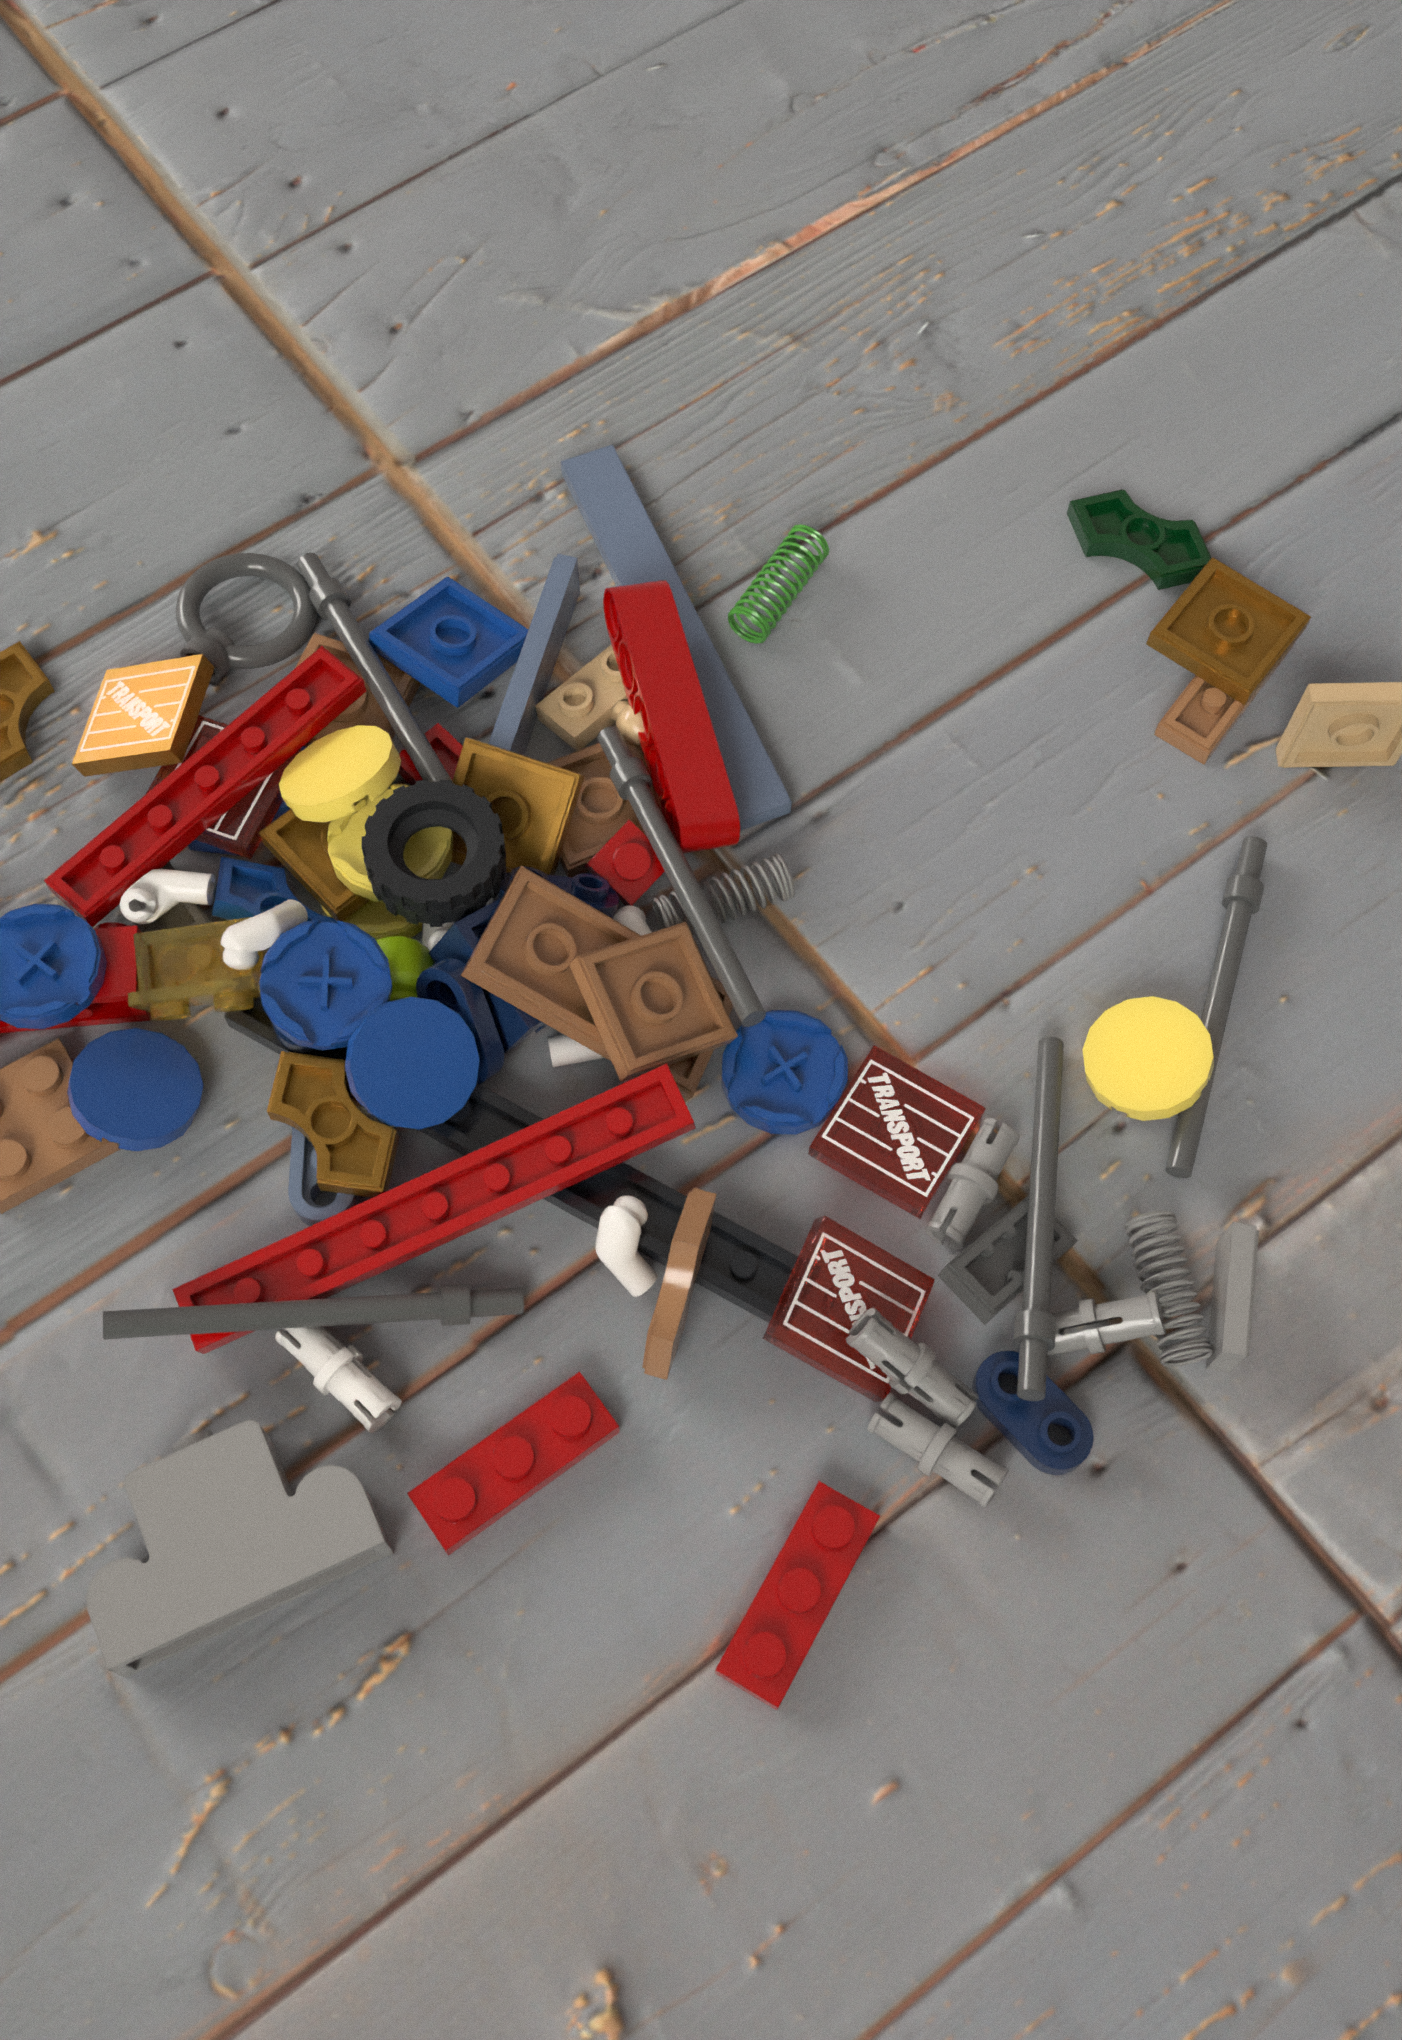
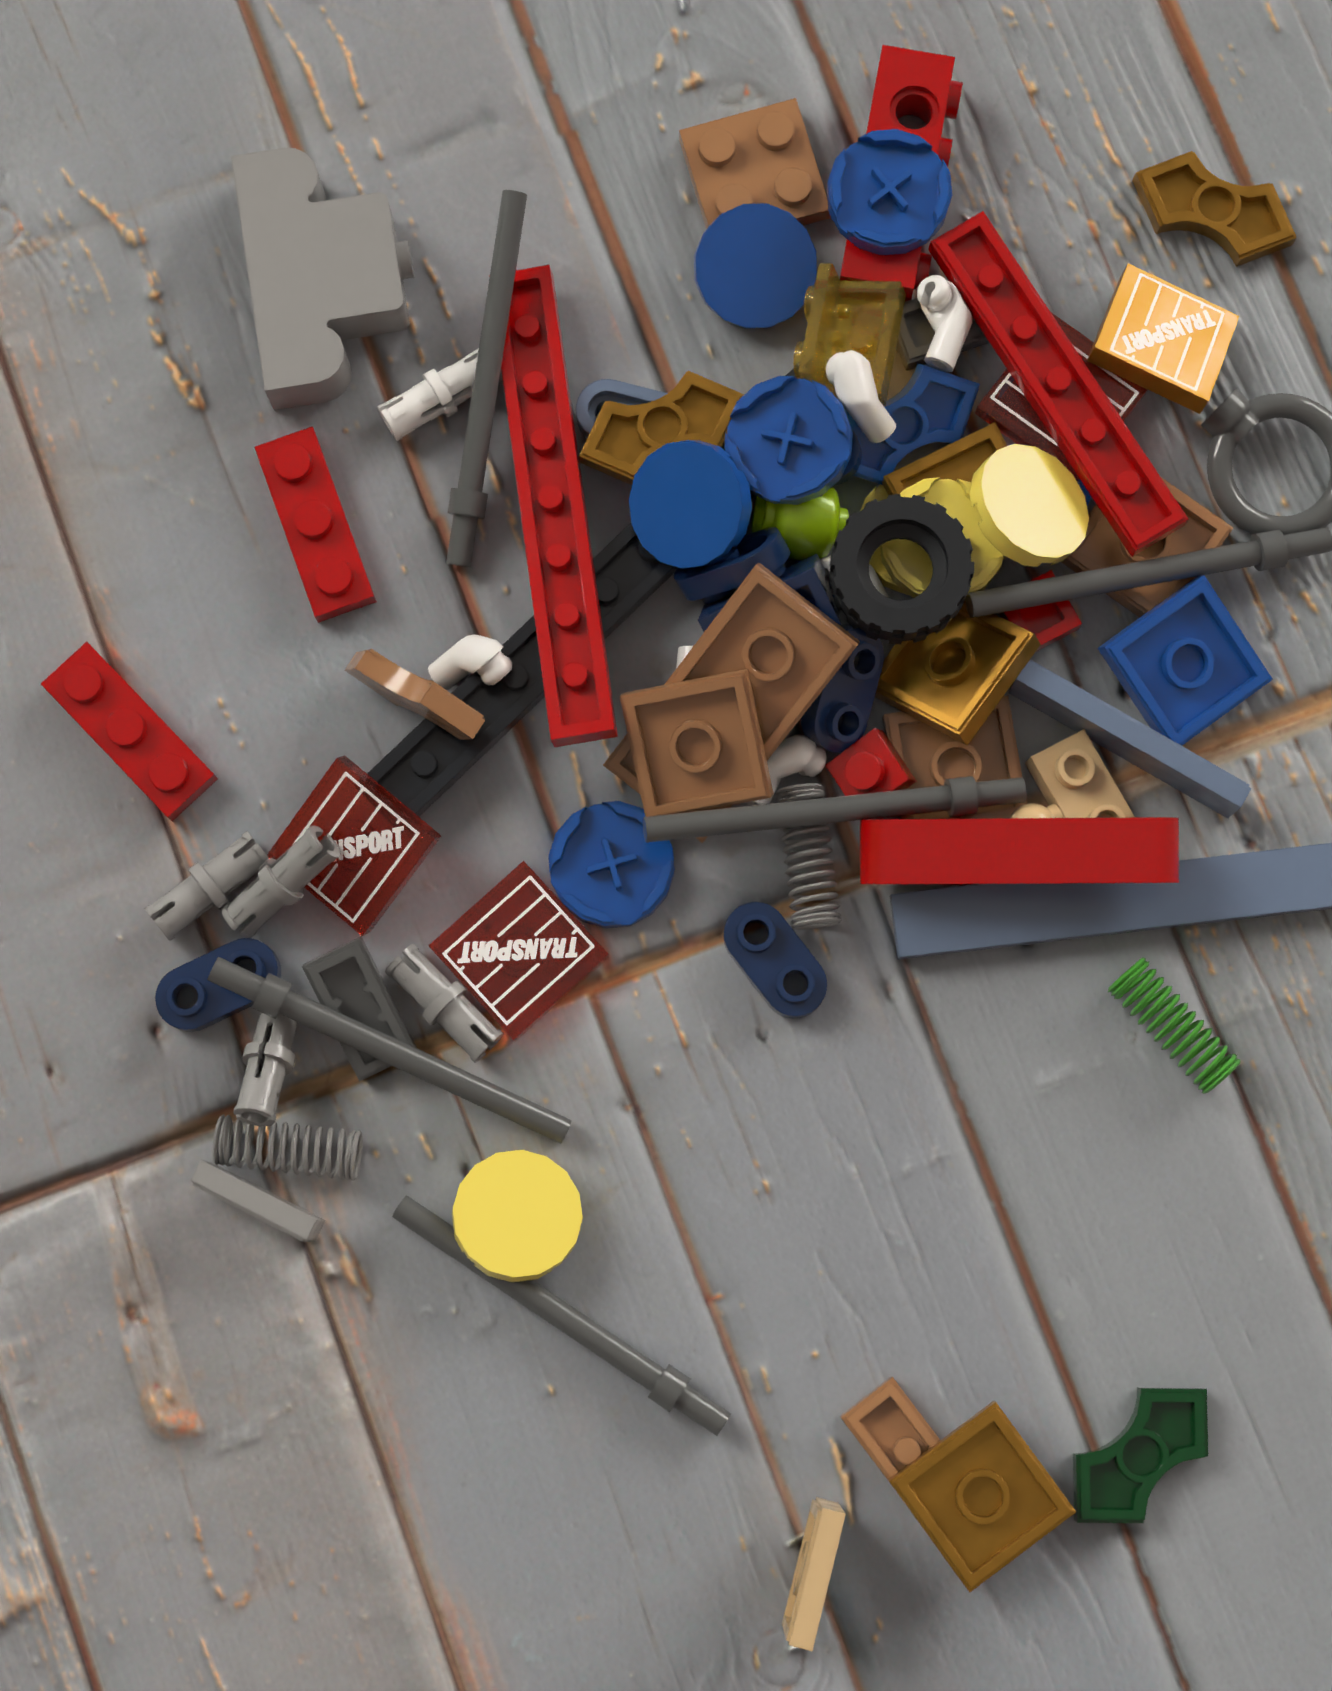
camera: 110 degrees right, 15 degrees up
(831, 904) = (774, 959): none -> dark blue plate

